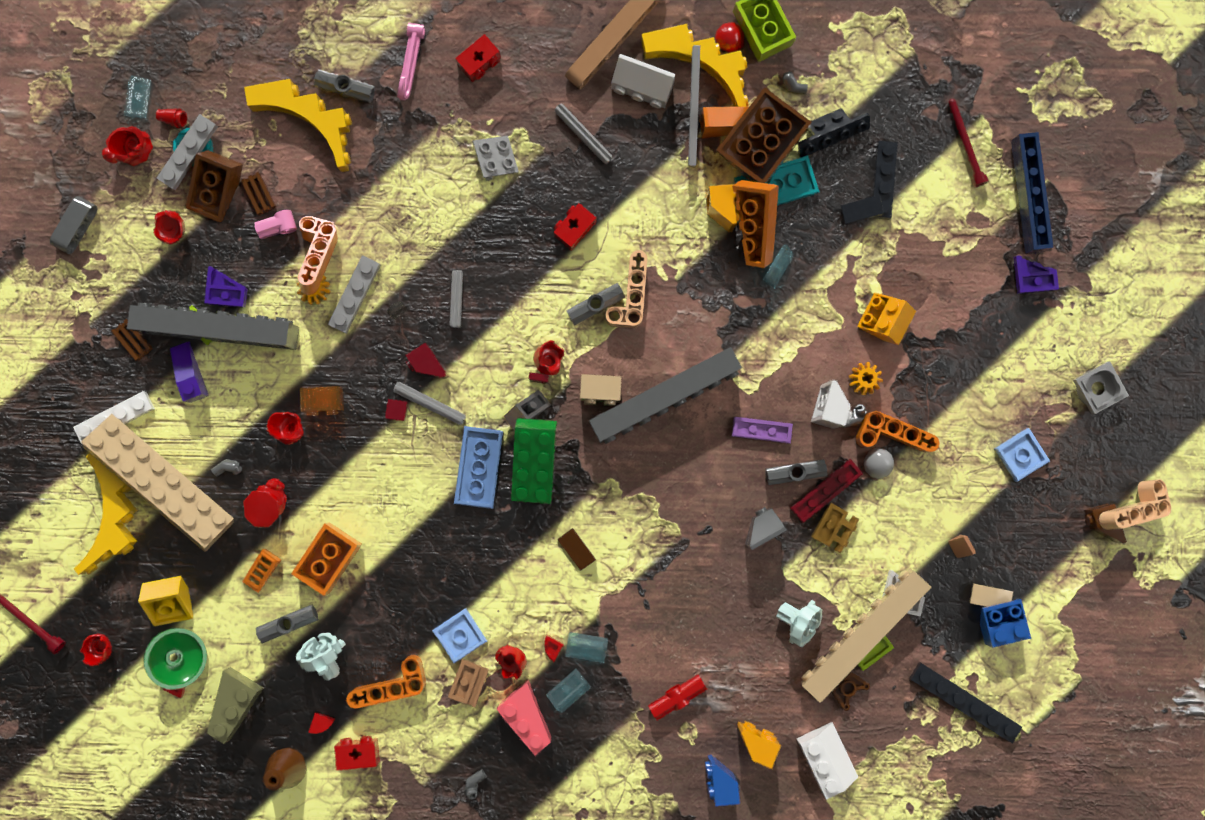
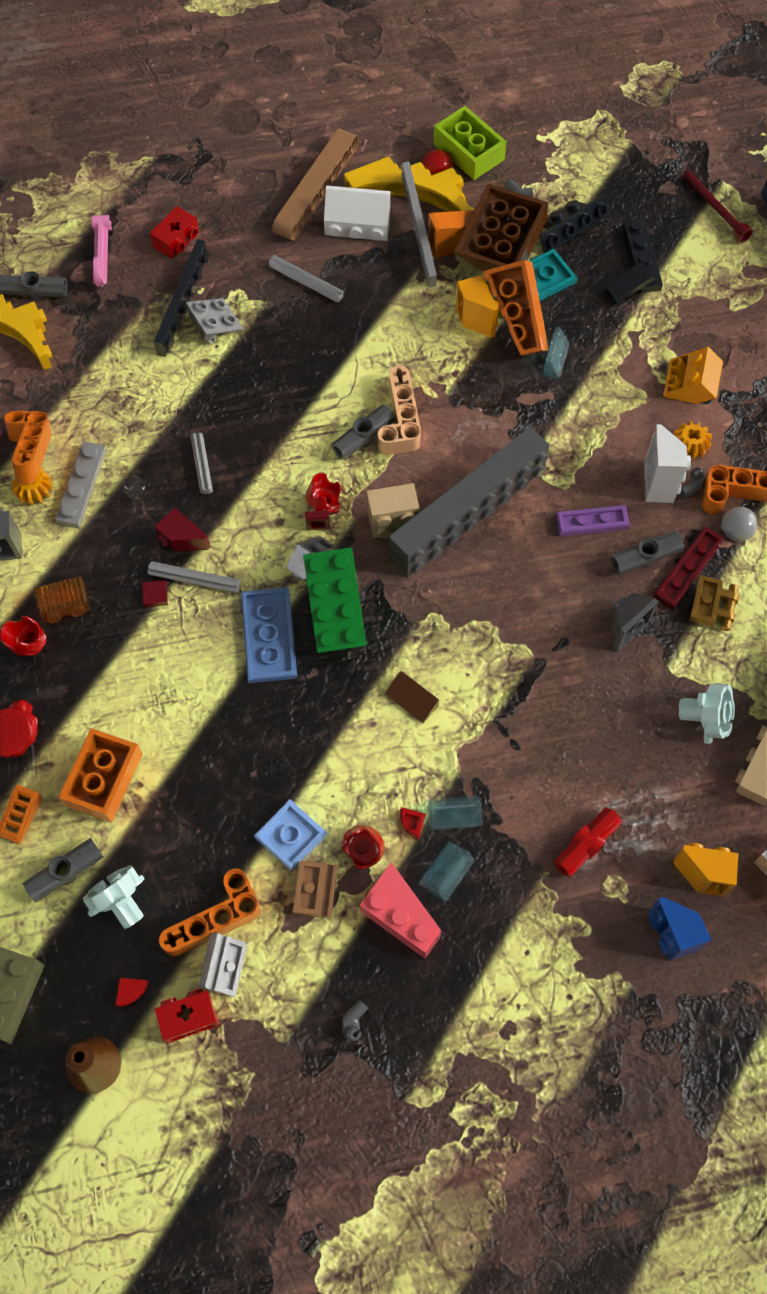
camera: 10 degrees left, 20 degrees down
(389, 724) = (223, 965): none -> light grey plate
(468, 135) = (185, 289): none -> black plate
(571, 237) = (319, 362): red brick -> none

